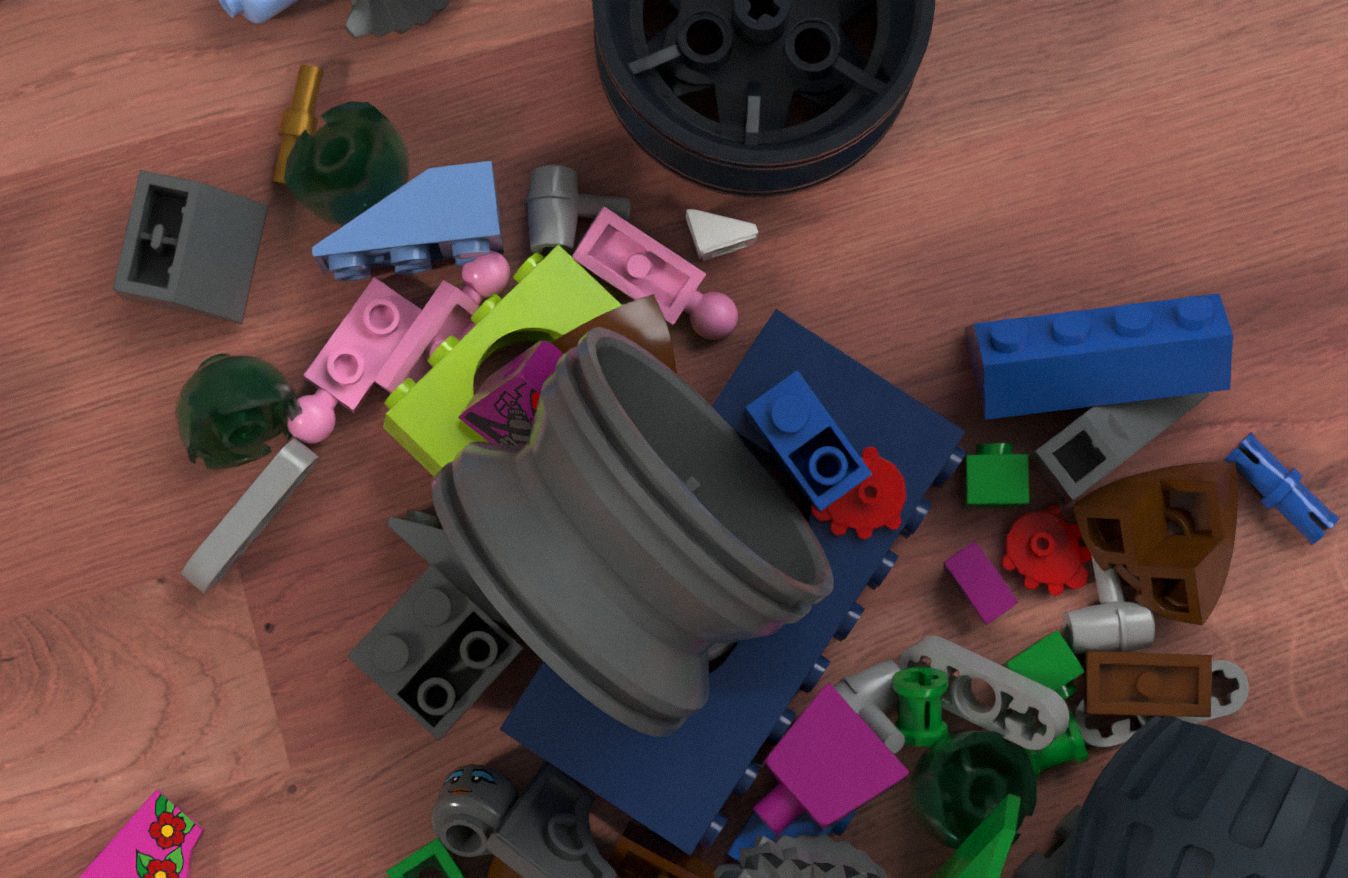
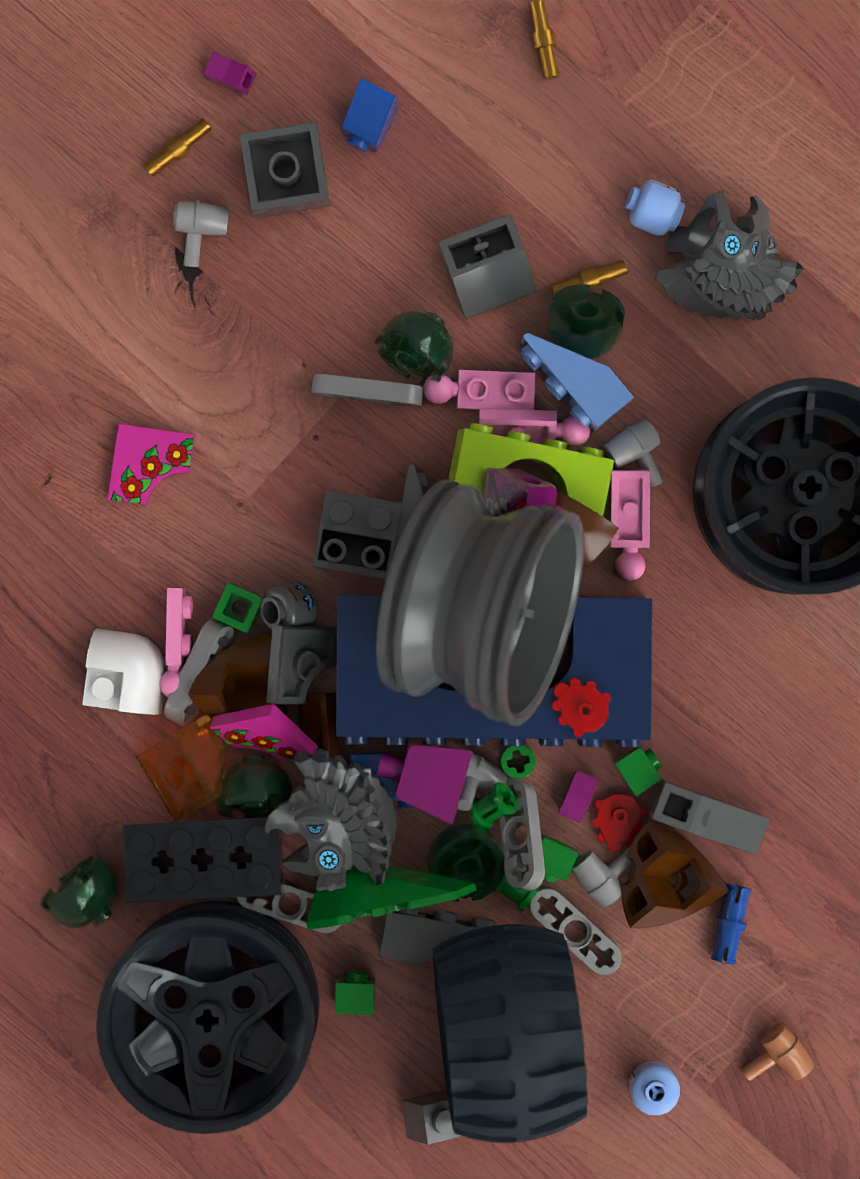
camera: 65 degrees right, 5 degrees up
(719, 235) = (674, 540): white slope -> none
(806, 441) = (590, 661): blue slope -> none
(896, 624) = (511, 770): none -> green bush
(1101, 356) = (739, 785): blue slope -> none
(1147, 684) = (580, 918): reddish brown plate -> none

